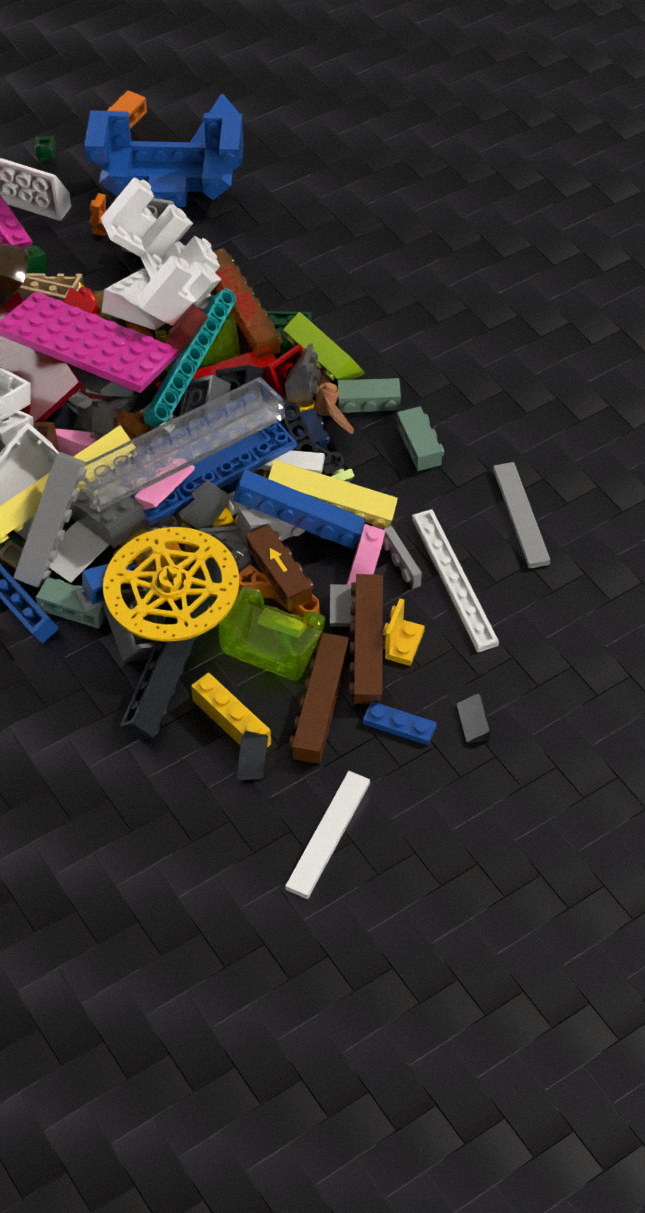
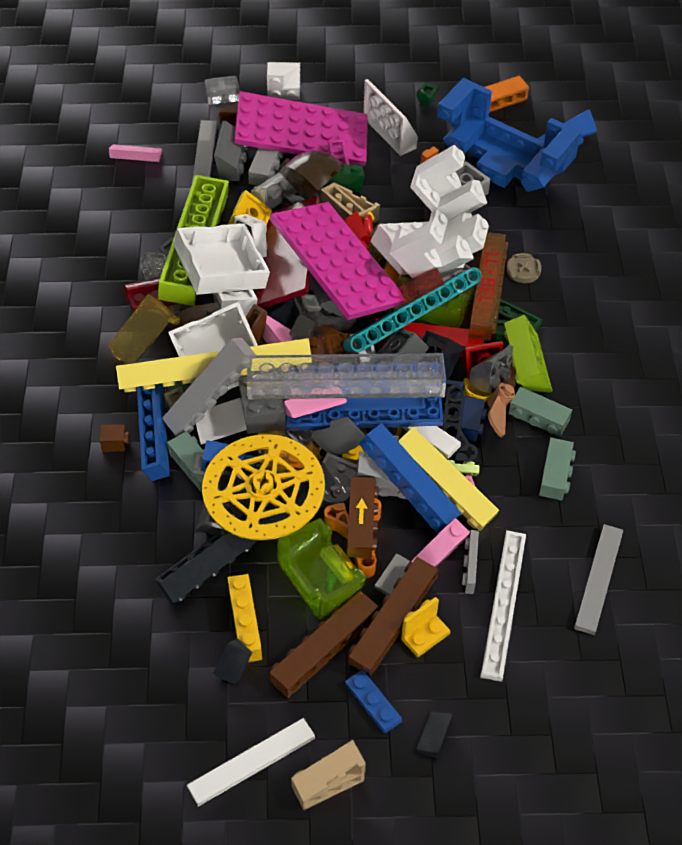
camera: 30 degrees right, 0 degrees up
(259, 273) = (523, 268): none -> dark tan tile
(410, 803) = (329, 776): none -> tan wedge

